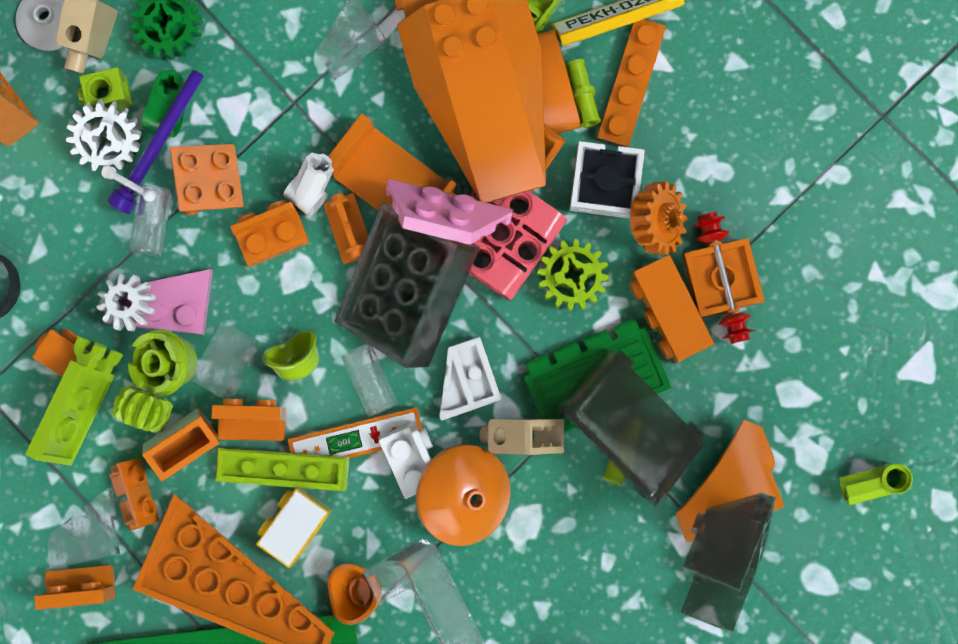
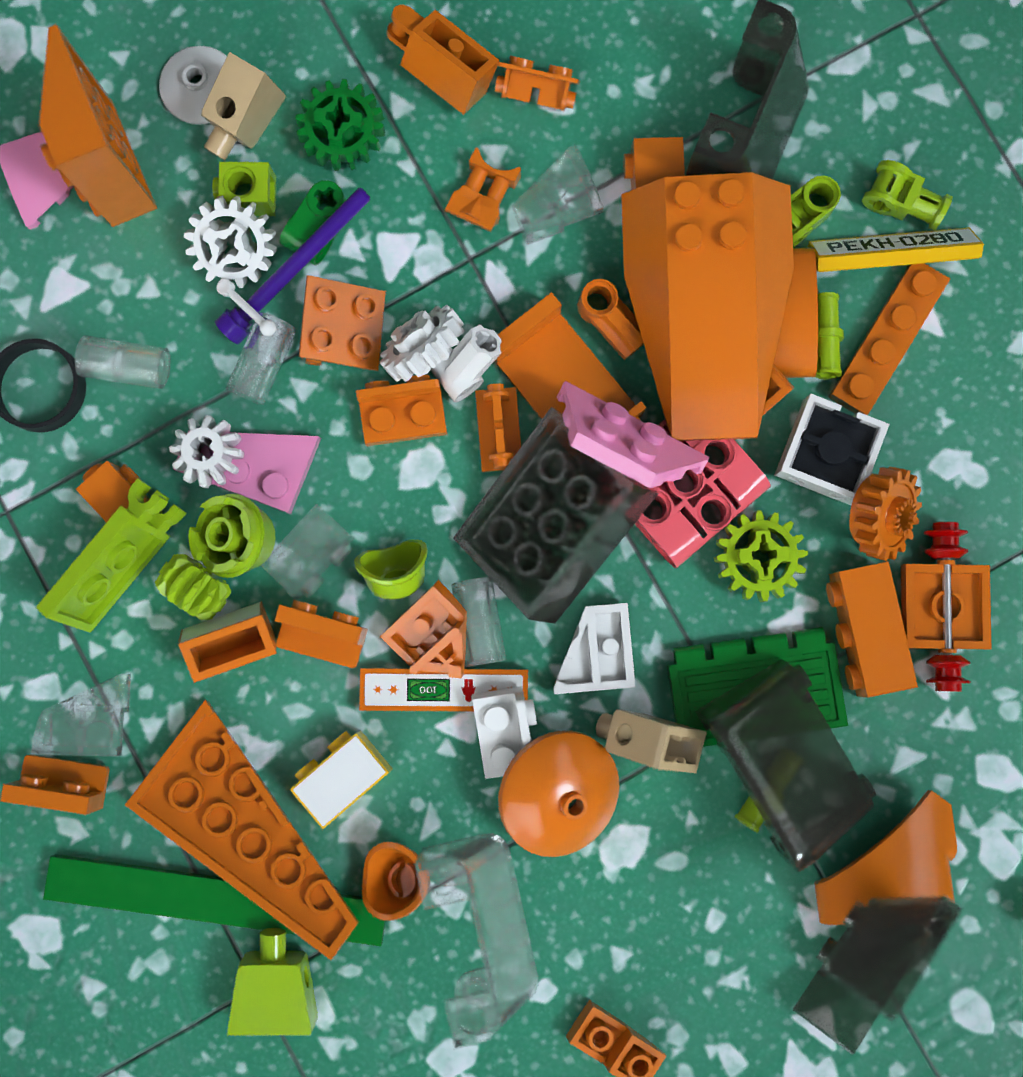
camera: 15 degrees right, 0 degrees up
(43, 250) = (122, 362): none -> clear pin
(131, 480) = (160, 705): orange hinge -> none
(271, 177) = (422, 343): none -> white gear
(282, 469) = (345, 704): lime tile -> none
(285, 61) = (475, 207): none -> orange piece
(335, 398) = (431, 633): none -> orange slope
(416, 124) = (614, 323): none -> orange piece

